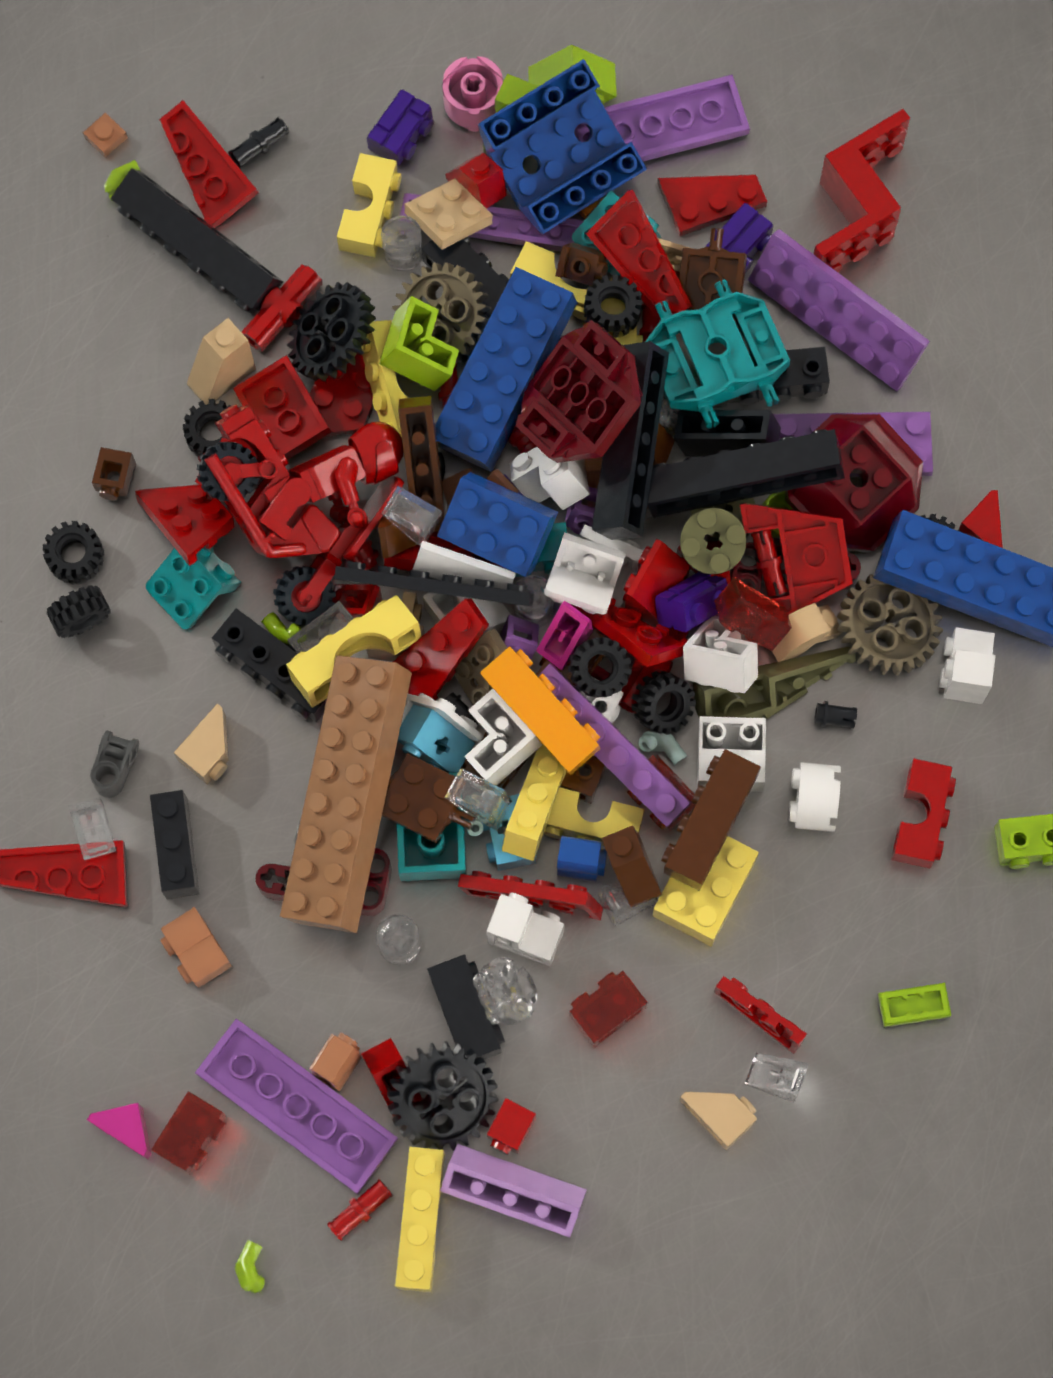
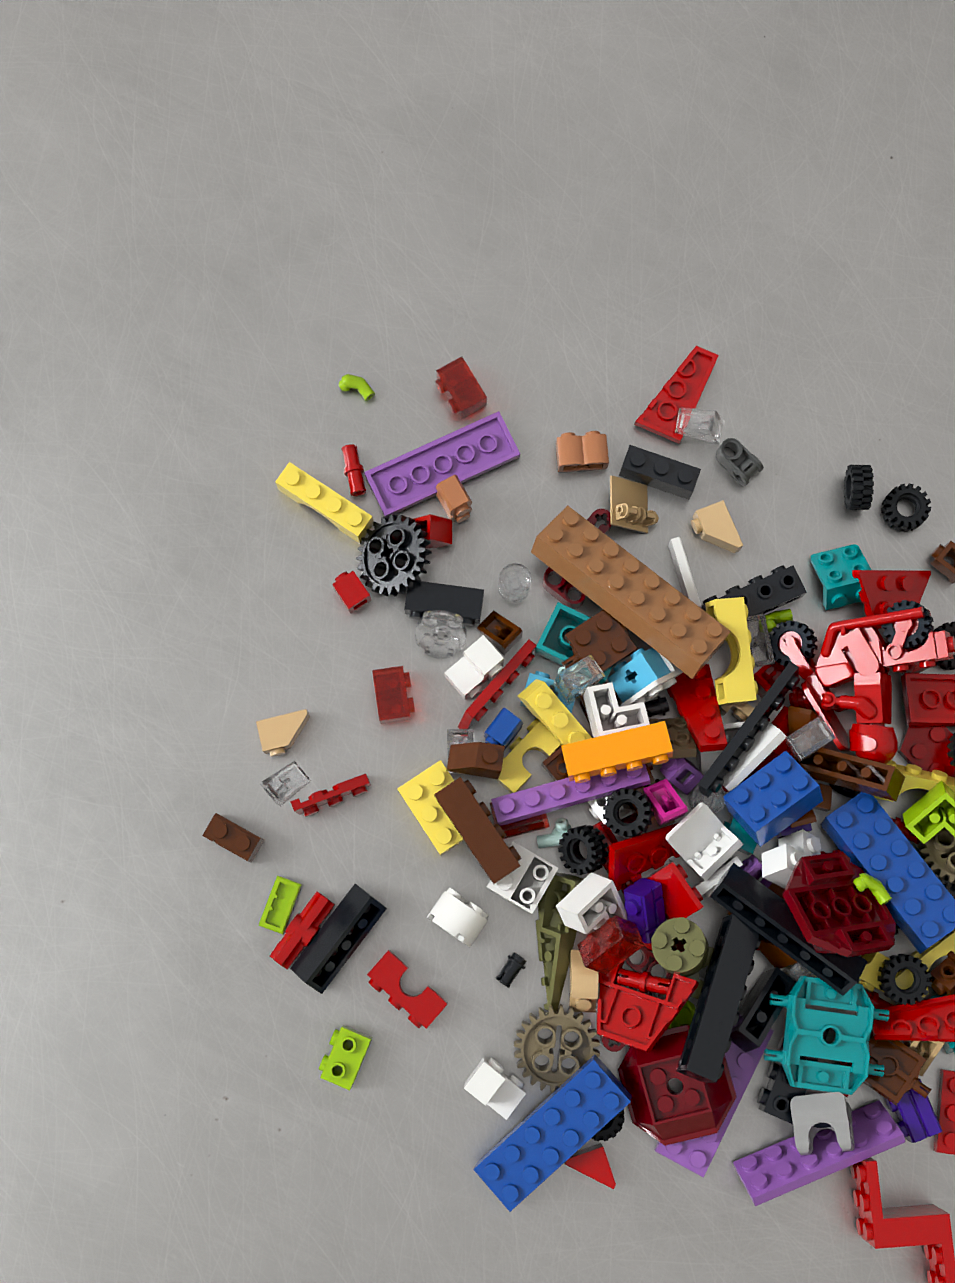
camera: 115 degrees right, 5 degrees up
(125, 1125) = (487, 352): dark pink slope -> none
(234, 856) = (630, 505): none -> tan hinge
(284, 754) = (683, 570): none -> white tile
(465, 927) = (500, 631): none -> reddish brown slope
(513, 1190) = (308, 569): lavender brick -> none
(535, 374) = (876, 887): none -> lime arm
(797, 323) = (818, 1113): none -> light grey piece
(872, 1099) = (233, 837): none -> reddish brown brick
(913, 916) = (338, 938): none -> black brick
(927, 963) = (302, 930): none -> red piece

